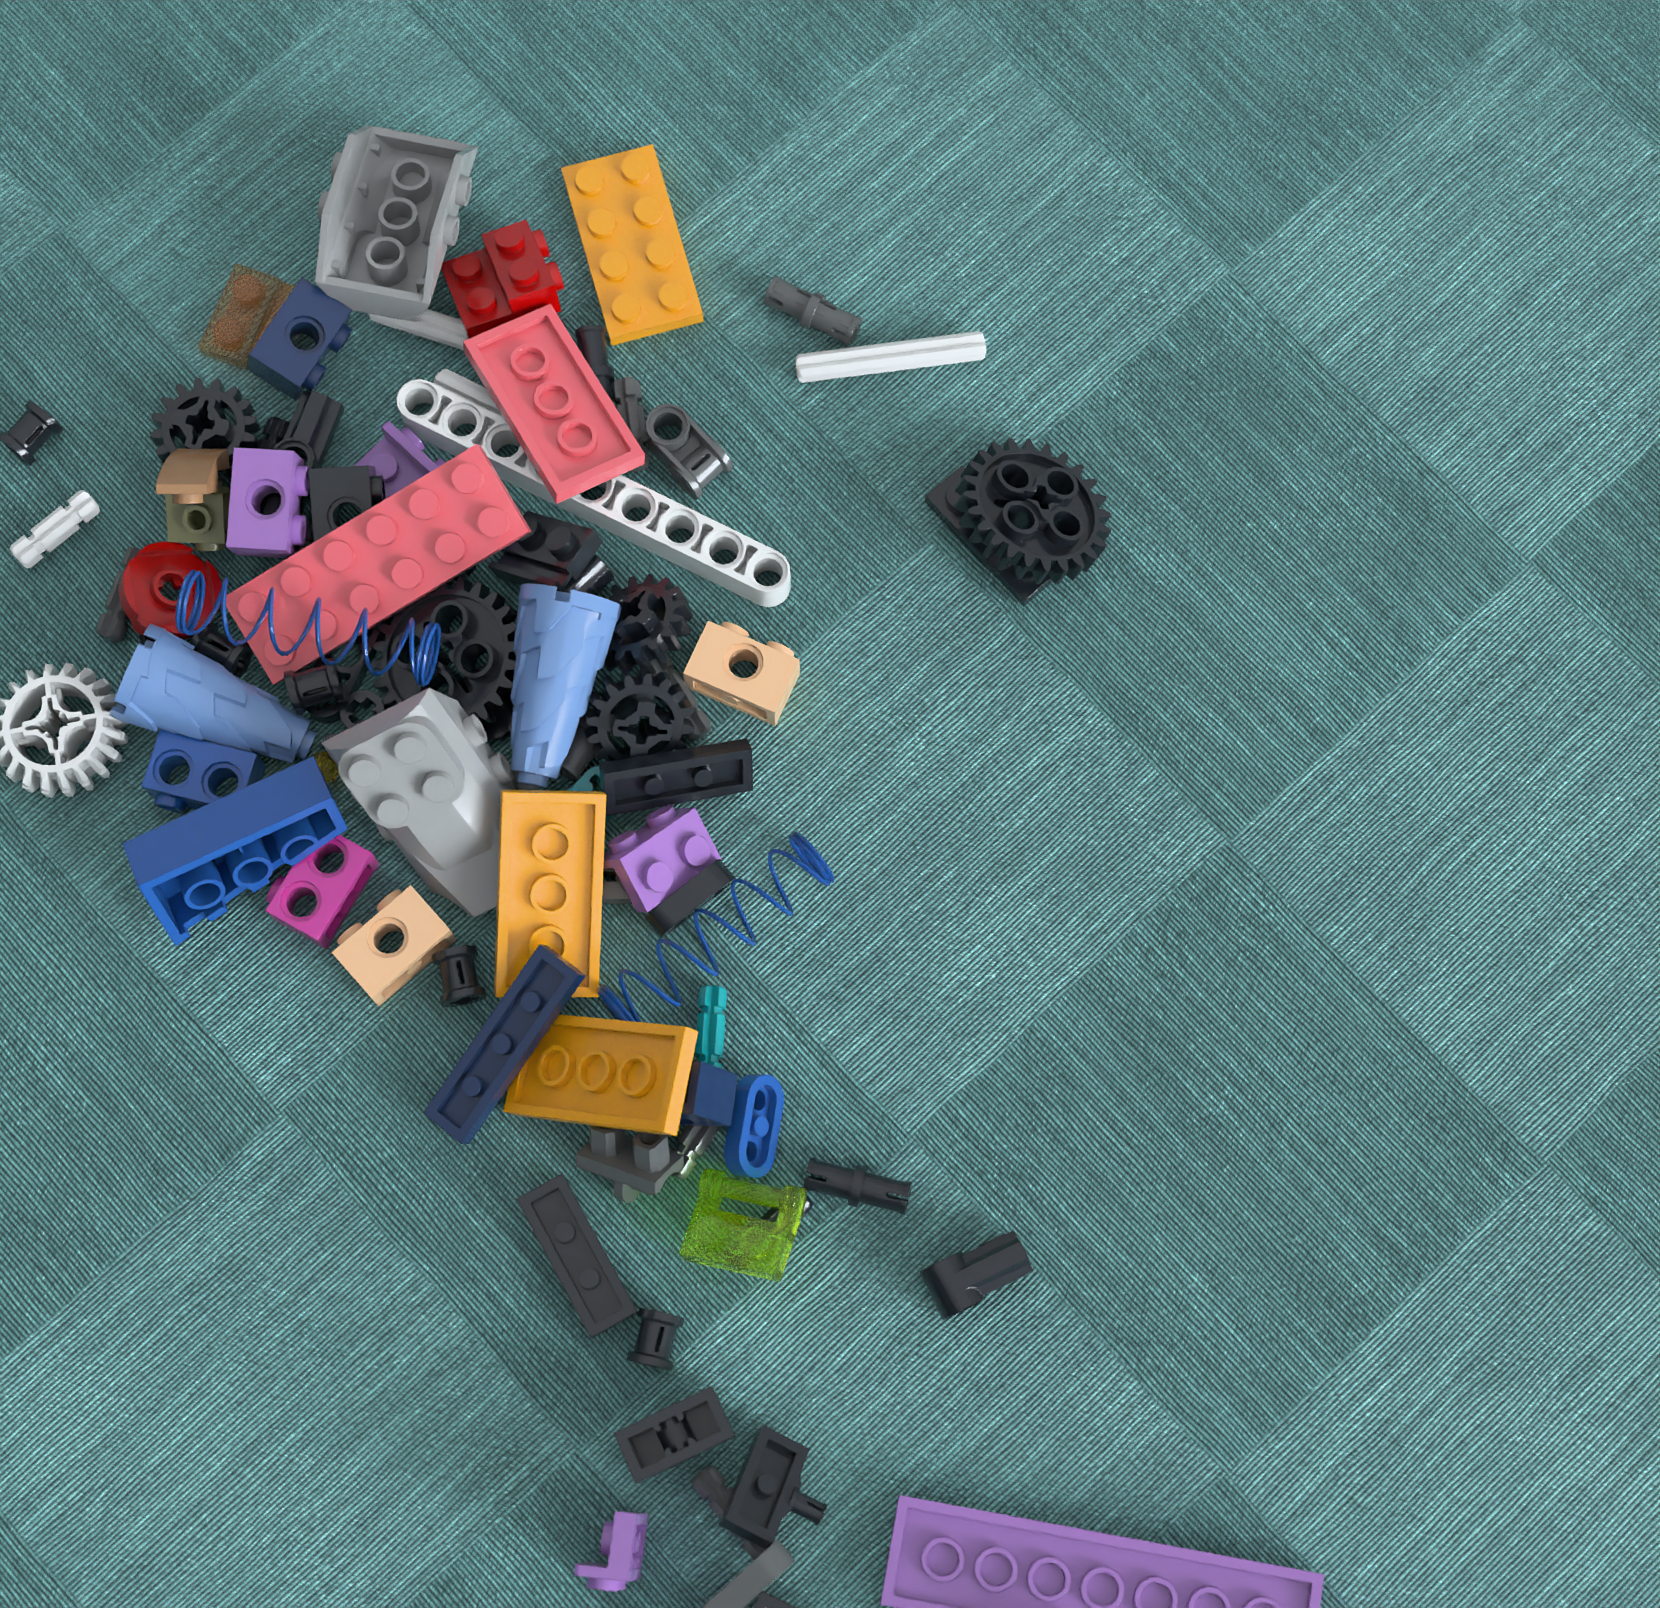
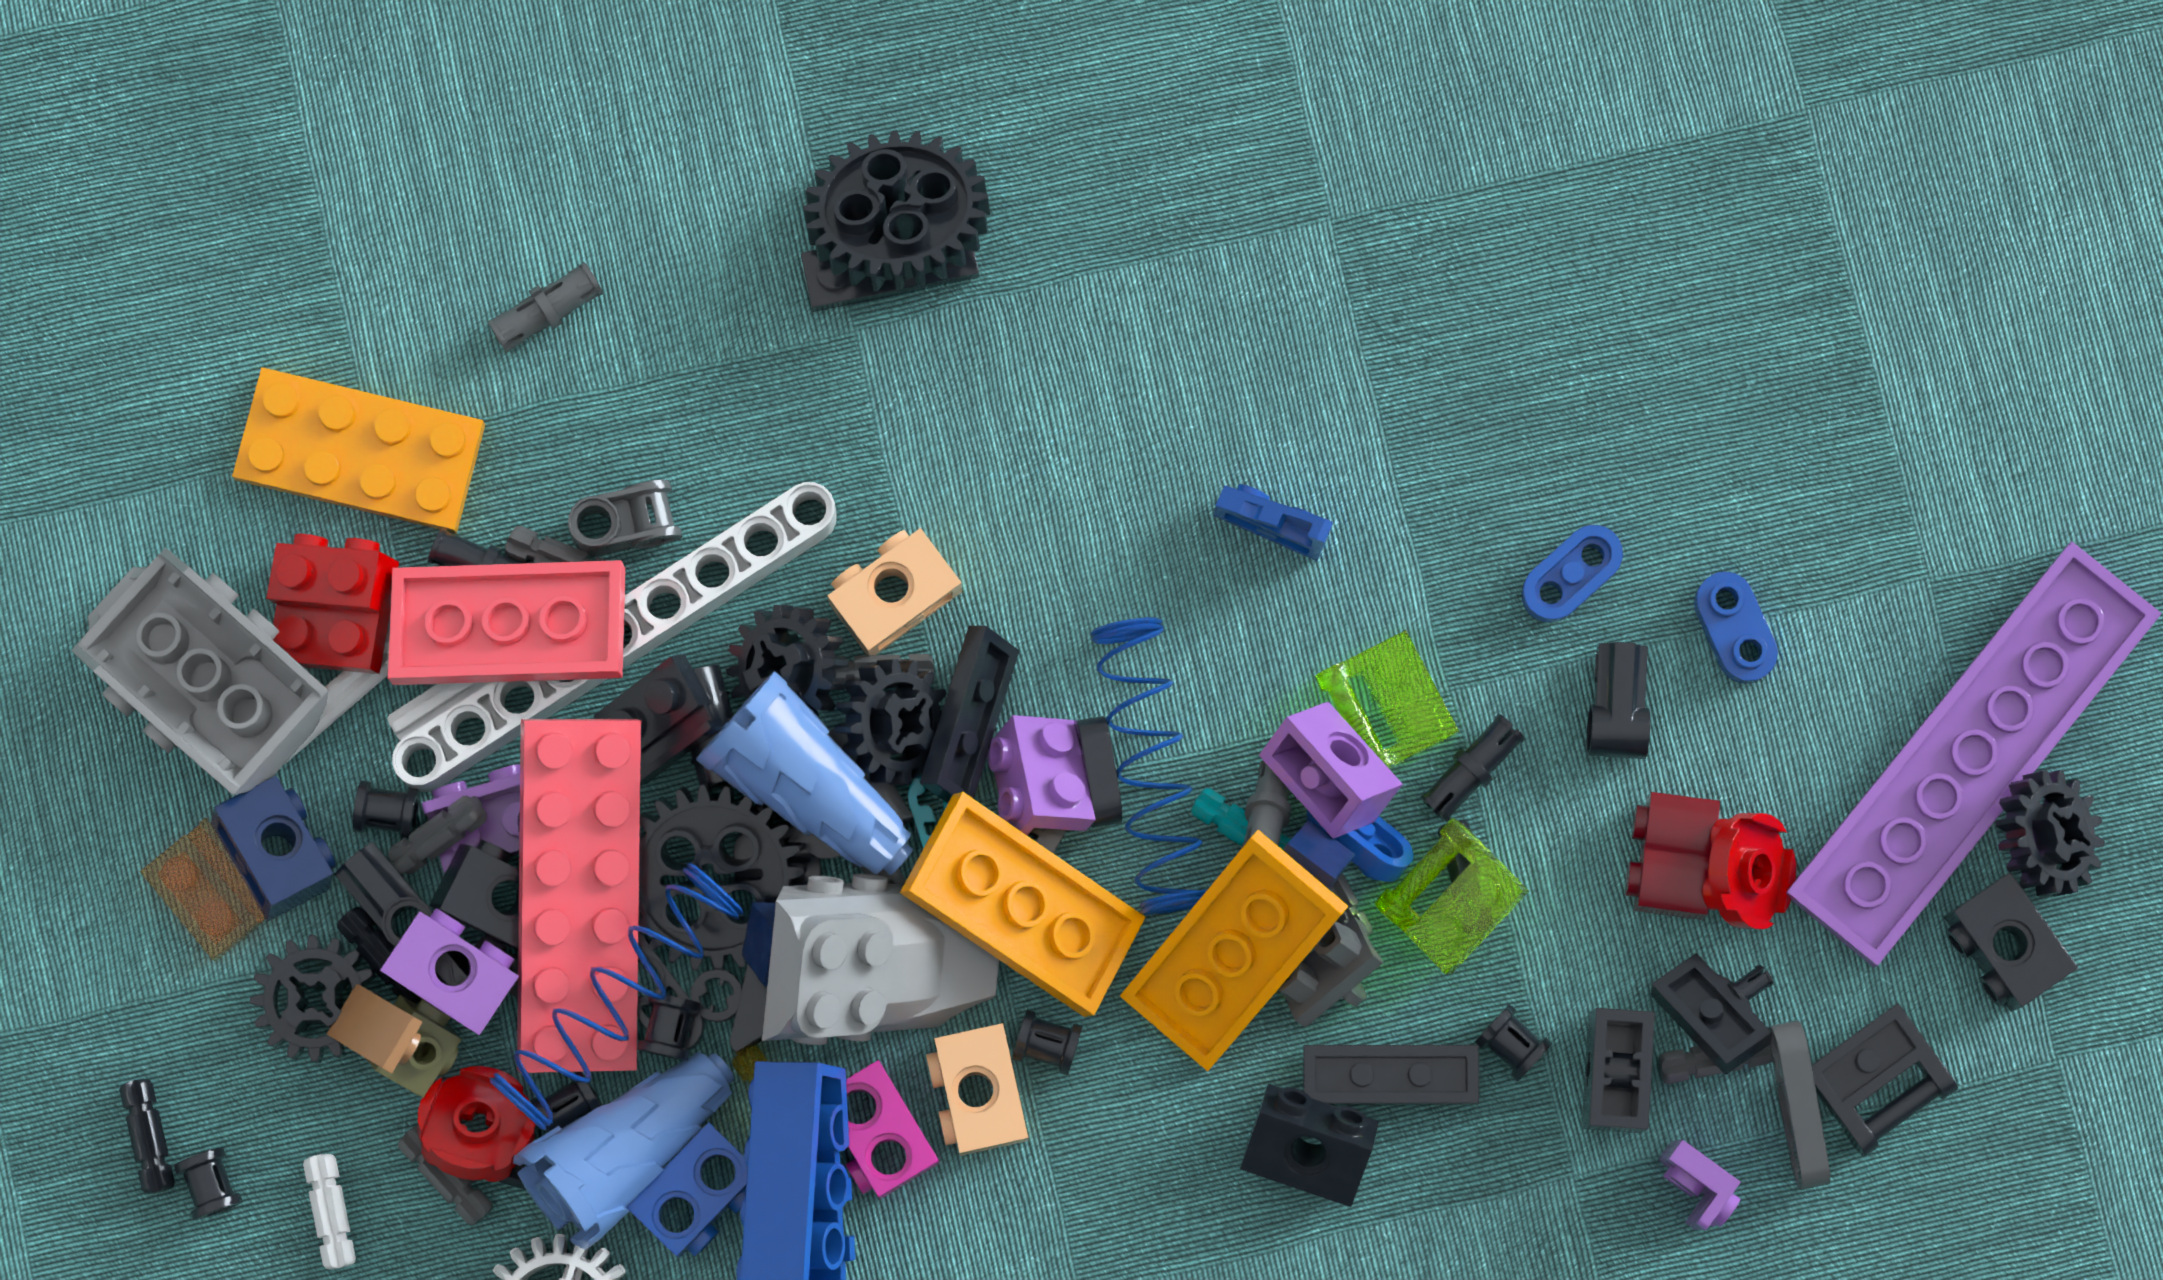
camera: 65 degrees left, 5 degrees up
(45, 374) = (147, 1136): none -> black axle
(371, 445) = (437, 834): none -> dark grey axle
(372, 402) = (385, 809): none -> black bush
(483, 1220) = (1323, 1169): none -> black brick
(504, 1044) = (1147, 1031): dark blue plate -> none
(734, 1041) = (1268, 807): none -> dark grey pin
(788, 1071) = (1330, 769): none -> medium lavender brick
(877, 1386) = (1672, 855): none -> dark red brick
(885, 1101) = (1401, 692): none -> clear neon green plate
(890, 356) = (639, 257): white axle -> none
(896, 1430) = (1737, 847): none -> red plate
(965, 941) = (1276, 522): none -> blue wing
(1057, 1179) = (1570, 574): none -> blue plate
(1092, 1335) = (1731, 627): none -> blue plate

